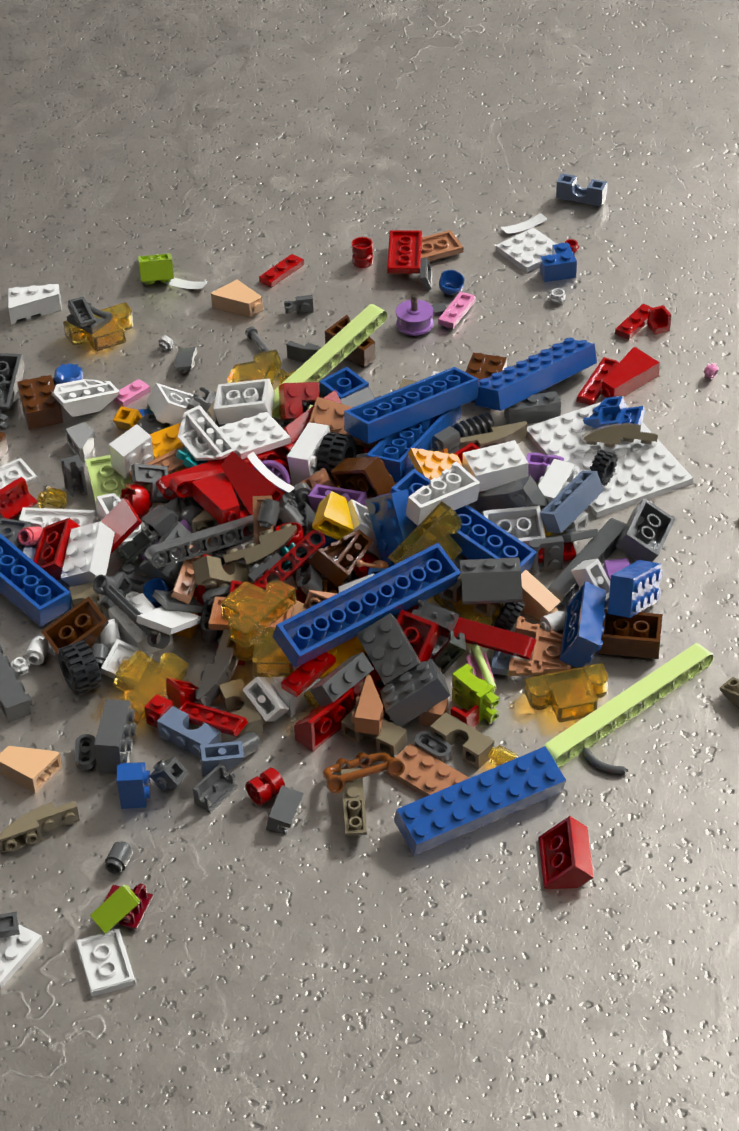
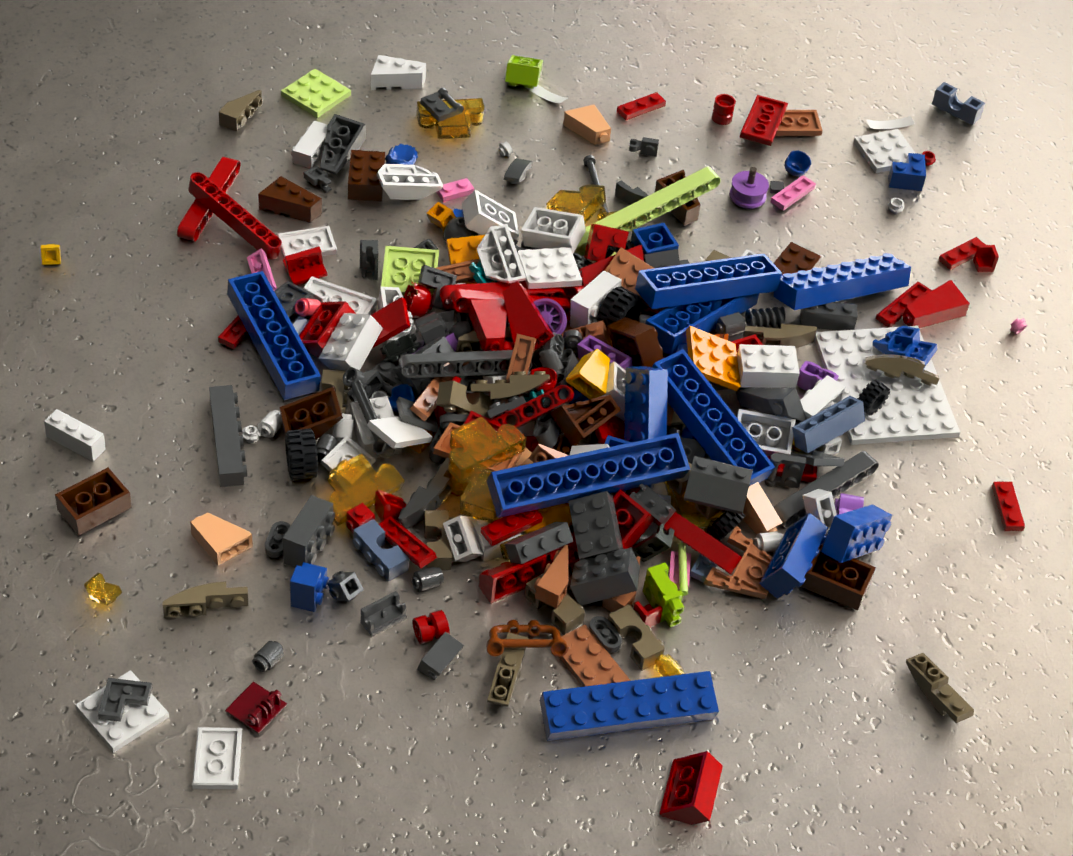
camera: 10 degrees right, 5 degrees up
(53, 497) = (343, 274): clear yellow bracket -> none
(81, 303) = (430, 92): dark grey slope -> none
(81, 440) = (390, 224): light grey slope -> none
(115, 908) = (243, 708): lime hinge -> none
(131, 448) = (428, 249): white brick -> none
(204, 402) = (512, 220): dark grey hinge -> none
(226, 753) = (403, 582): sand blue slope -> none
(268, 474) = (544, 311): white sticker -> none
(268, 513) = (526, 355): dark grey brick -> none
(377, 564) = (619, 433): nougat hinge -> none
(426, 274) = (776, 148): dark grey tile -> none
(432, 530) = (679, 419): clear yellow brick -> none
(454, 487) = (701, 385): white wedge -> none
(569, 692) = (757, 618): clear yellow brick -> none
(620, 770) = (762, 705): dark grey piece -> none
(628, 704) = (809, 649): yellowish green beam -> none
(645, 532) = (891, 476): dark grey brick -> none

